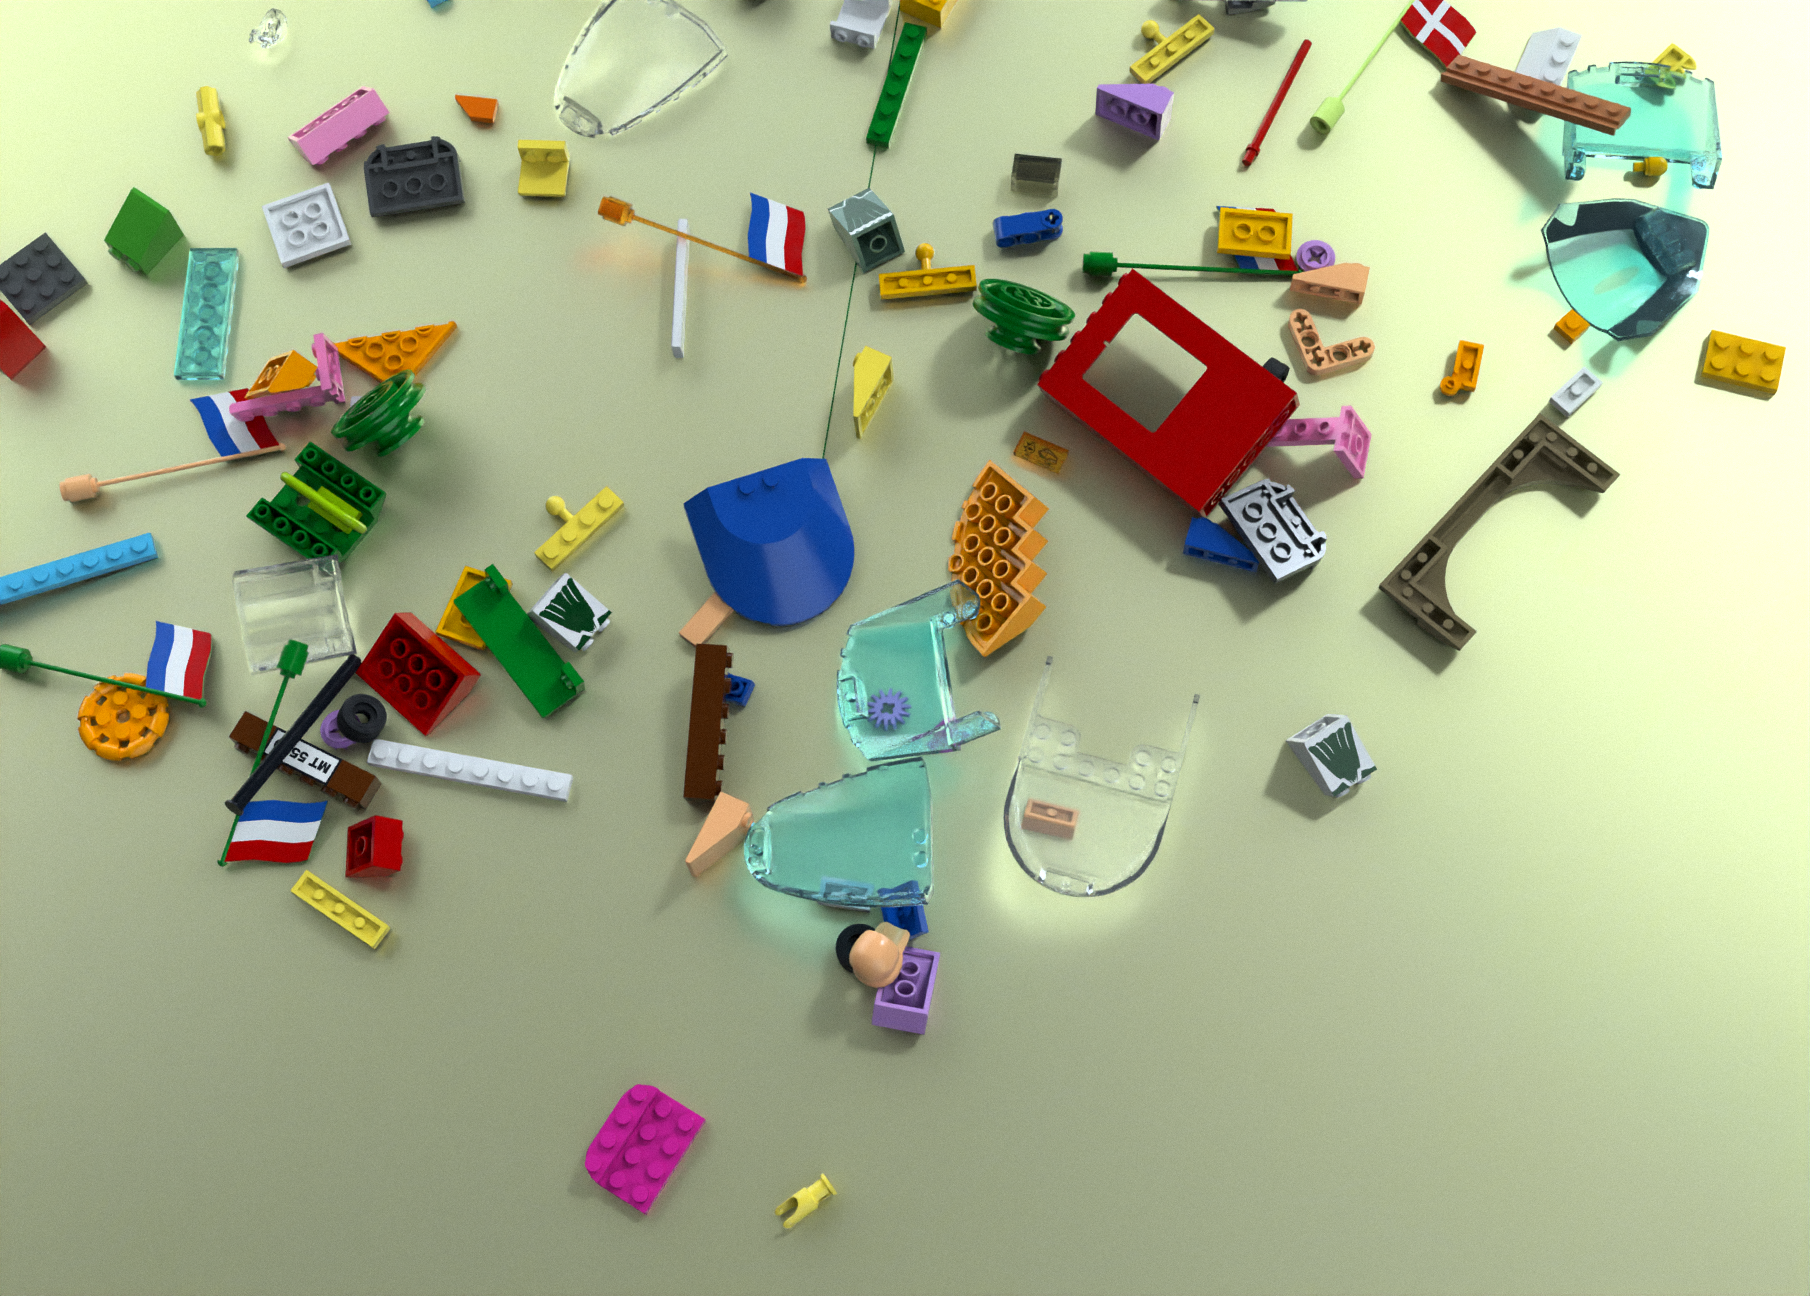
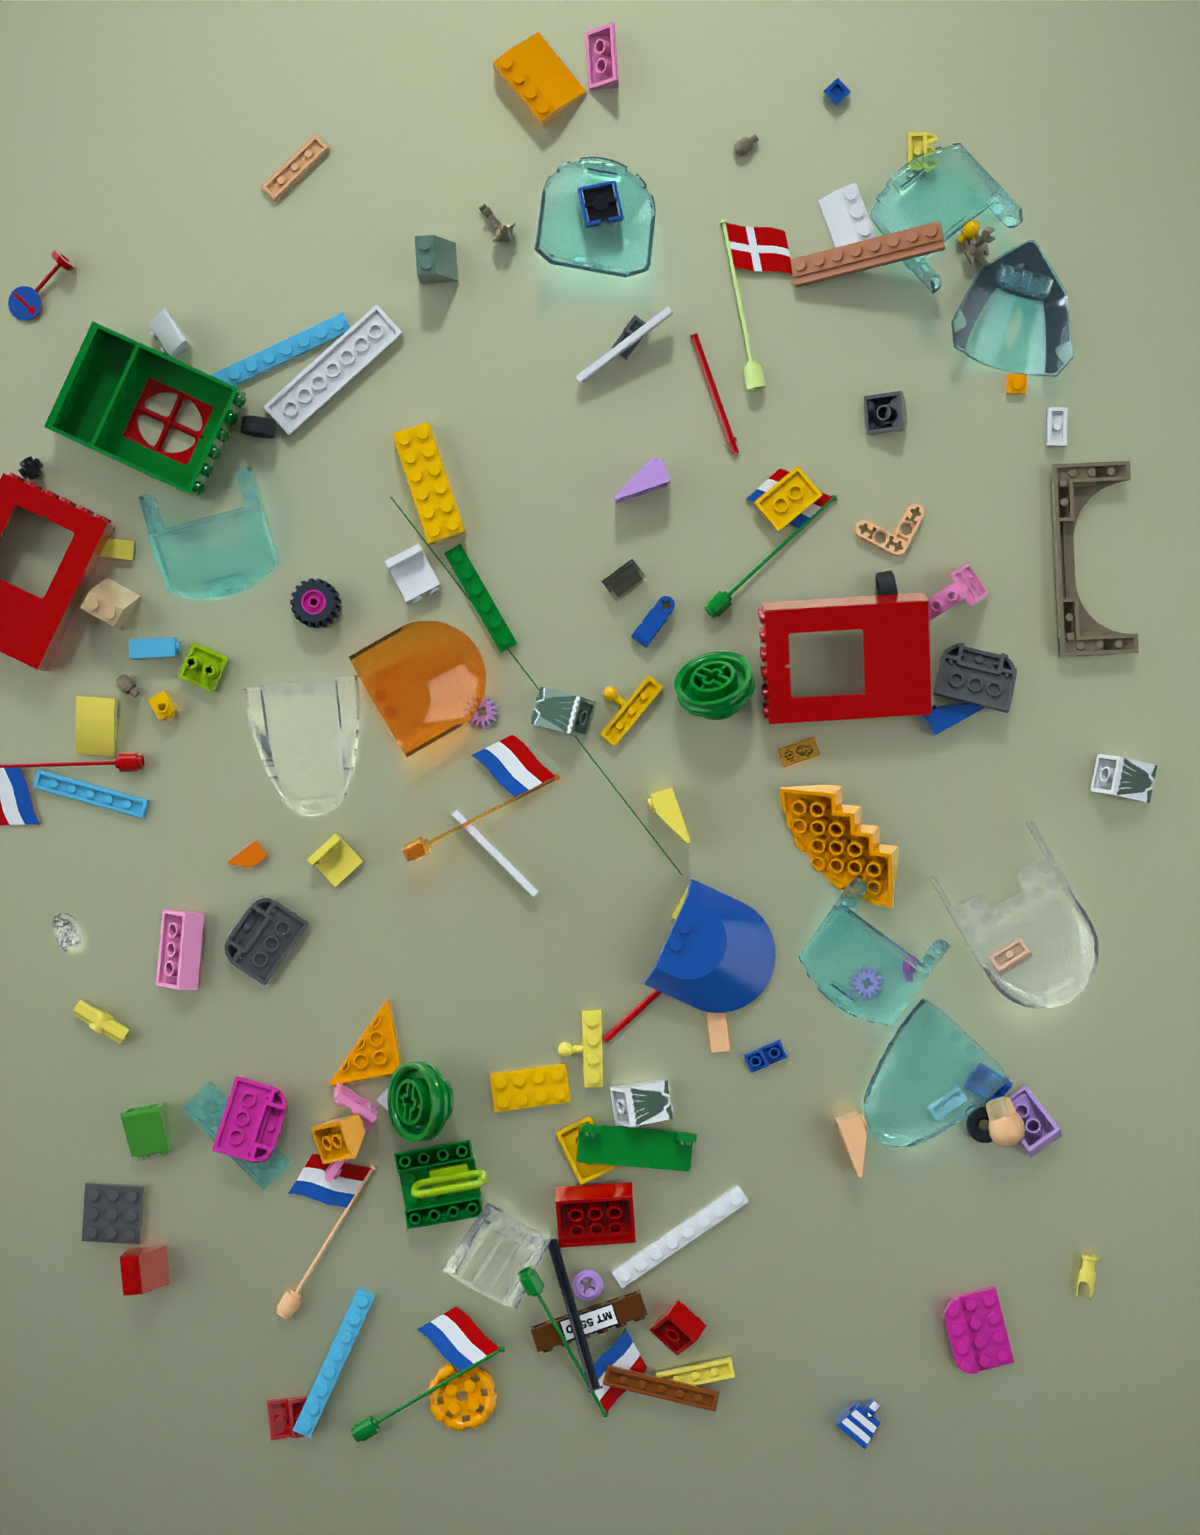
camera: 50 degrees left, 20 degrees up
(229, 305) = (251, 1121): none -> dark pink plate
(296, 885) = (661, 1387): none -> dark orange tile
(306, 225) = (234, 1028): white plate -> none
(352, 728) = (603, 1262): black tyre -> none
(436, 1115) = (860, 1422): none -> blue torso
(489, 510) = (530, 1087): none -> yellow plate
(645, 534) = (631, 1015): none -> red bar
(707, 722) = (783, 1088): reddish brown brick -> none
(775, 91) = (422, 681): none -> clear orange windscreen
(792, 177) = (490, 713): none -> lavender gear
(1169, 49) = (619, 418): light yellow plate -> none
(1317, 249) = (842, 474): lavender gear -> none
(1338, 282) = (866, 480): light nougat slope -> none
(1421, 242) = (885, 412): none -> black slope
(1465, 369) = (983, 471): light orange hinge -> none
(1648, 182) = (978, 246): none -> dark tan piece
(1743, 361) = (1129, 315): yellow plate -> none

